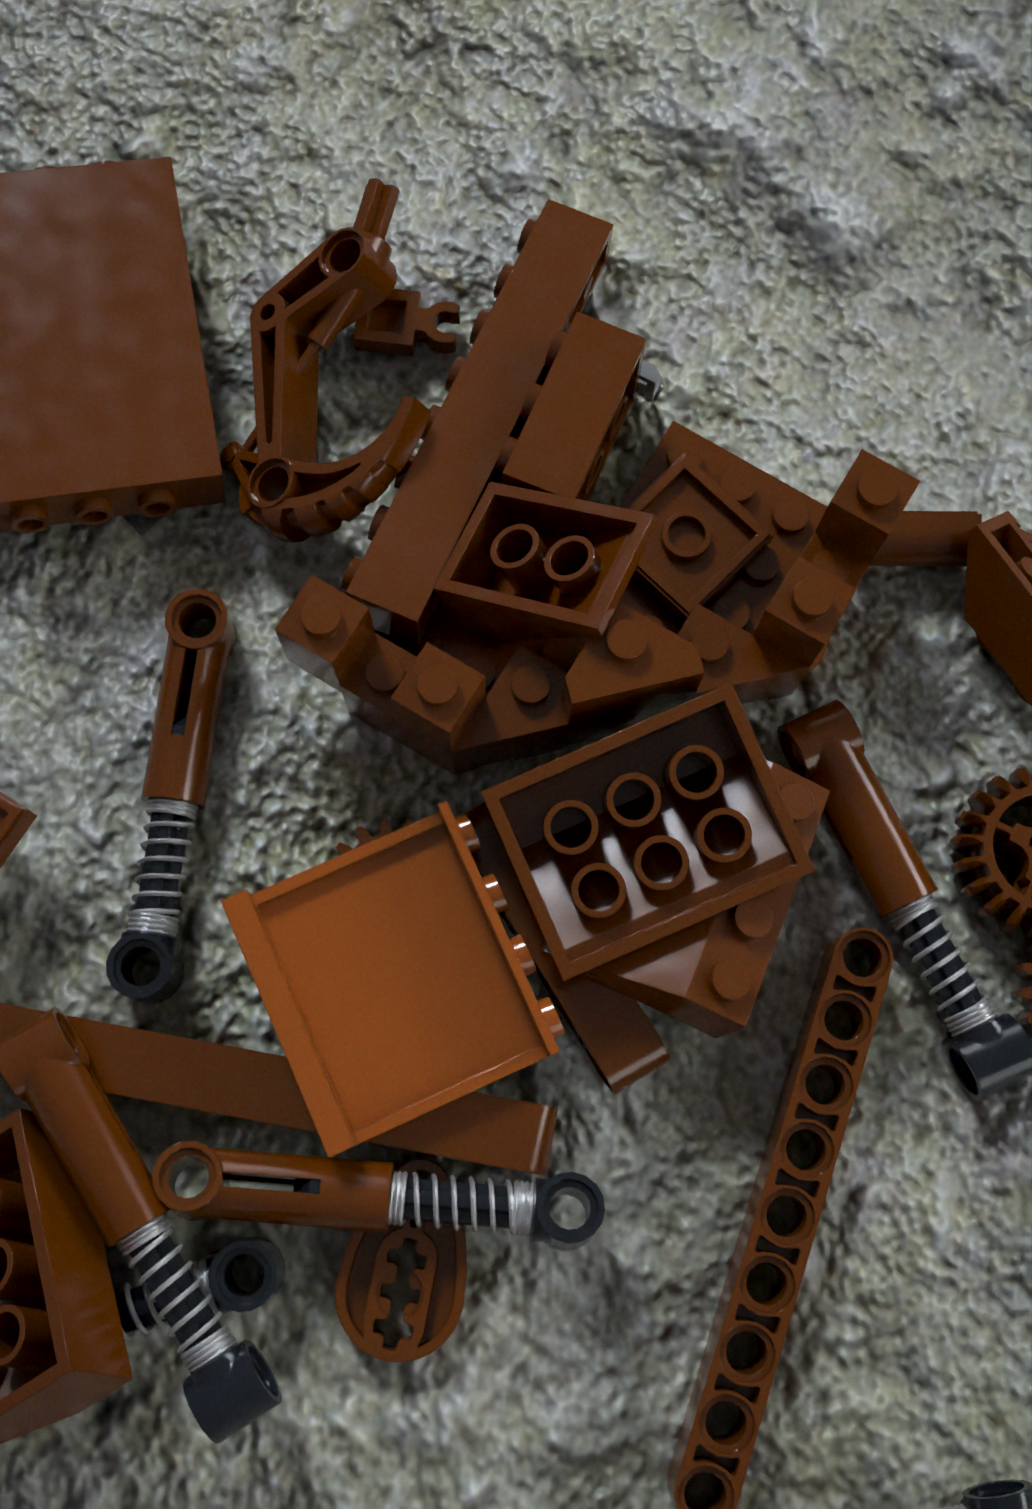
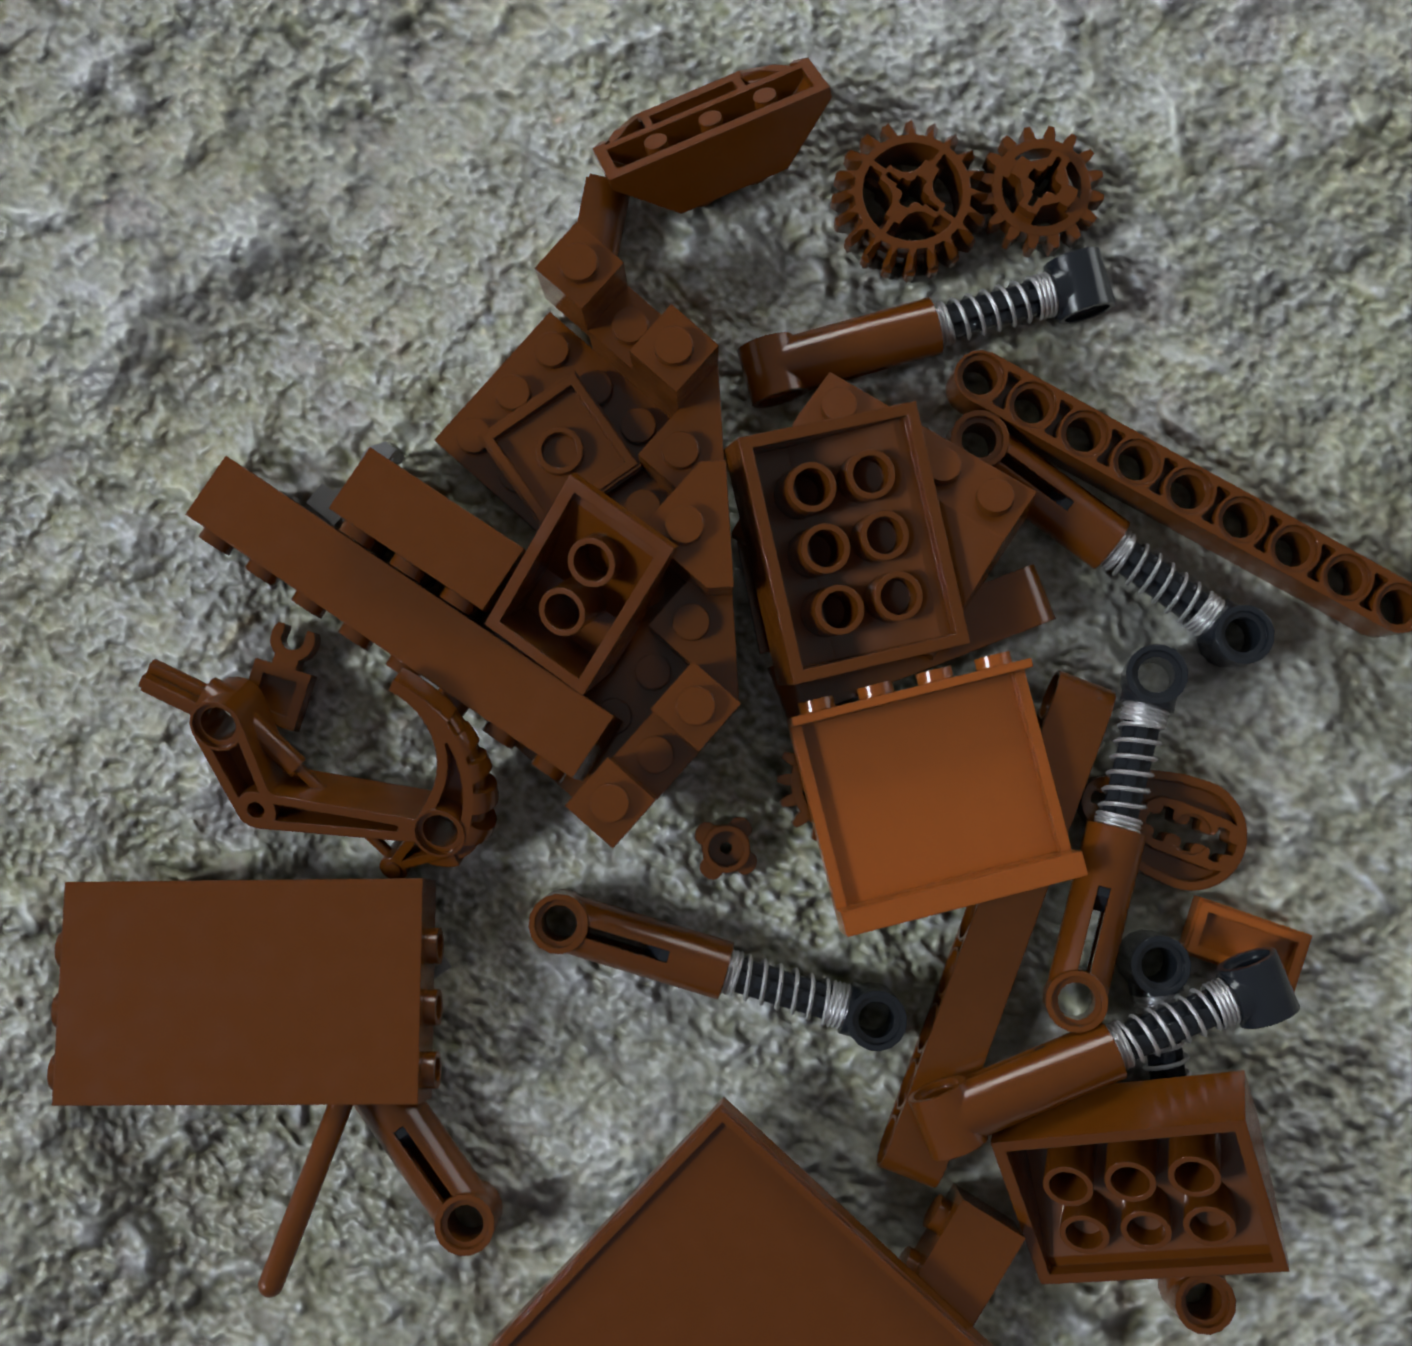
camera: 75 degrees left, 10 degrees up
(289, 773) = (716, 862): none -> reddish brown plate
(296, 1352) = (1219, 932): none -> dark orange tile
(714, 1132) = (1102, 538): none -> piece

